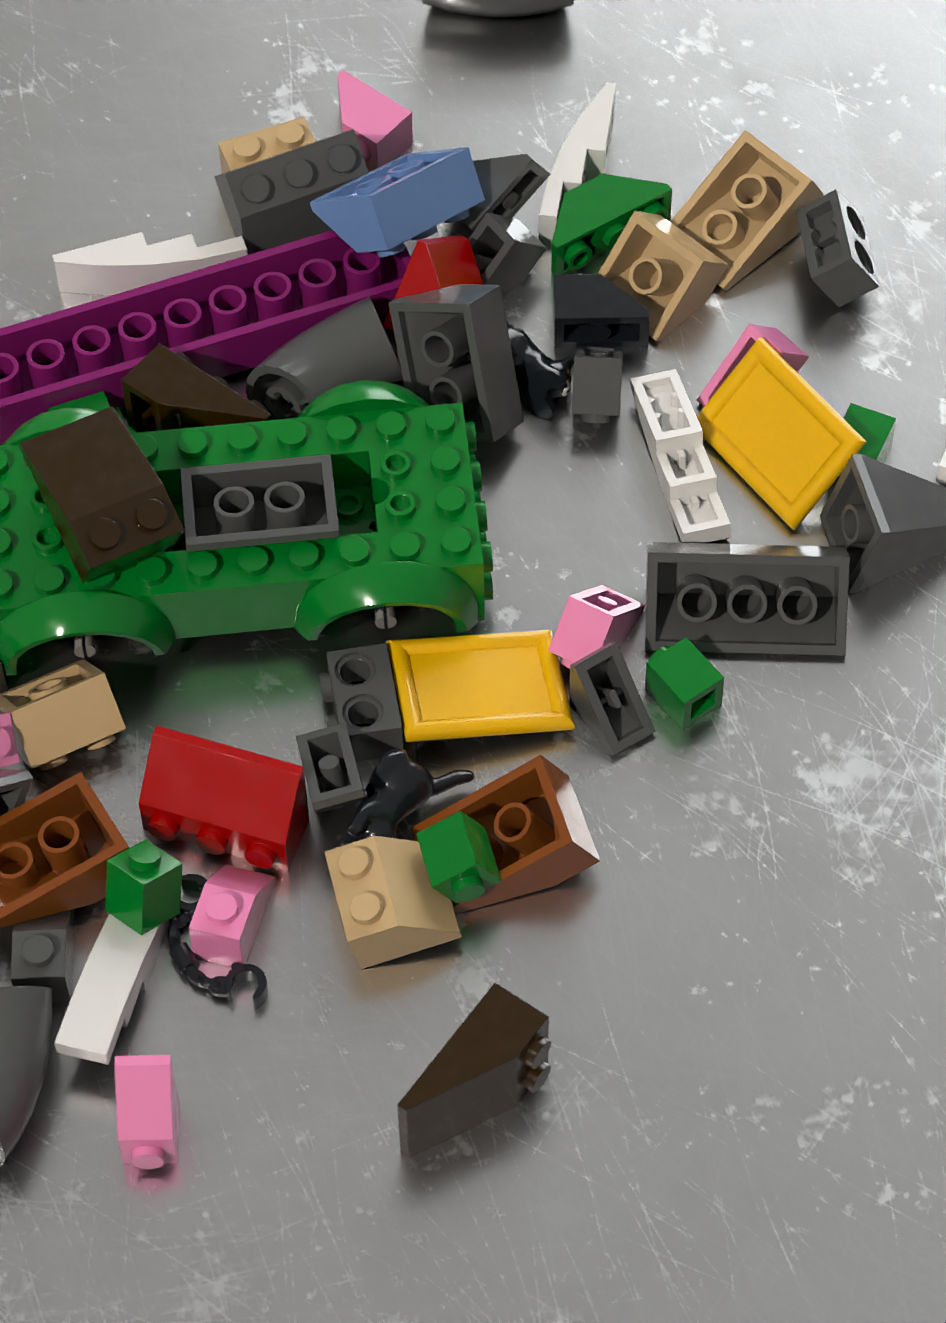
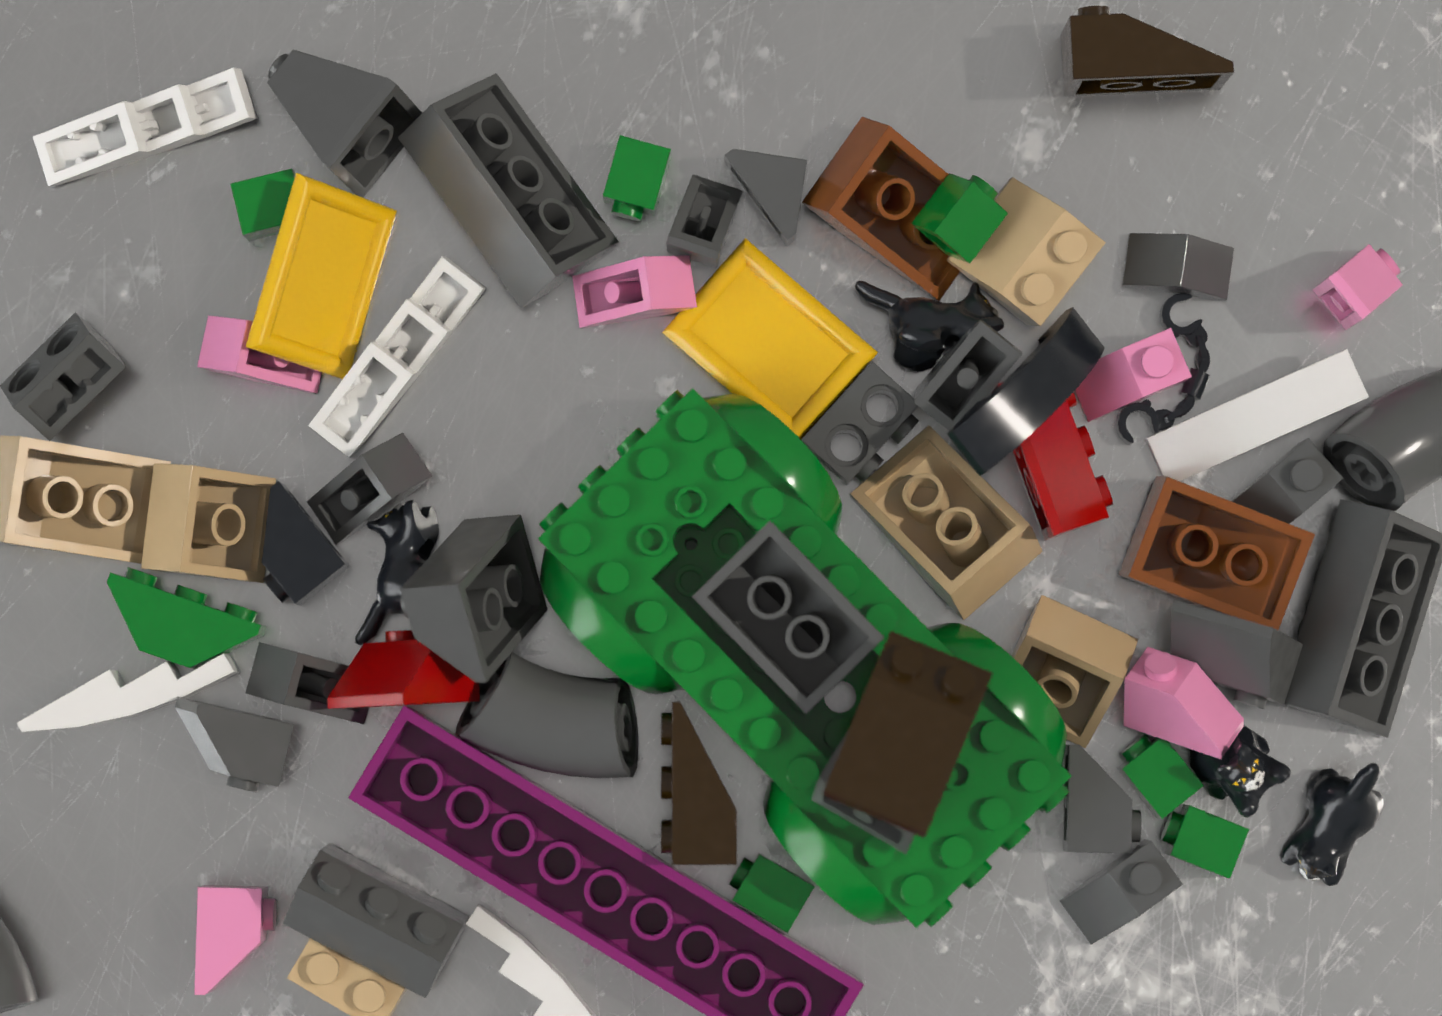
camera: 130 degrees left, 30 degrees up
(143, 887) = (1180, 446): green brick -> none
(239, 699) = (947, 522): none -> tan slope
(278, 800) = (1029, 394): none -> black slope
(282, 1010) = (1178, 265): none -> dark grey slope
(402, 200) = (338, 789): medium blue slope -> none
(599, 764) = (773, 185): none -> dark grey slope

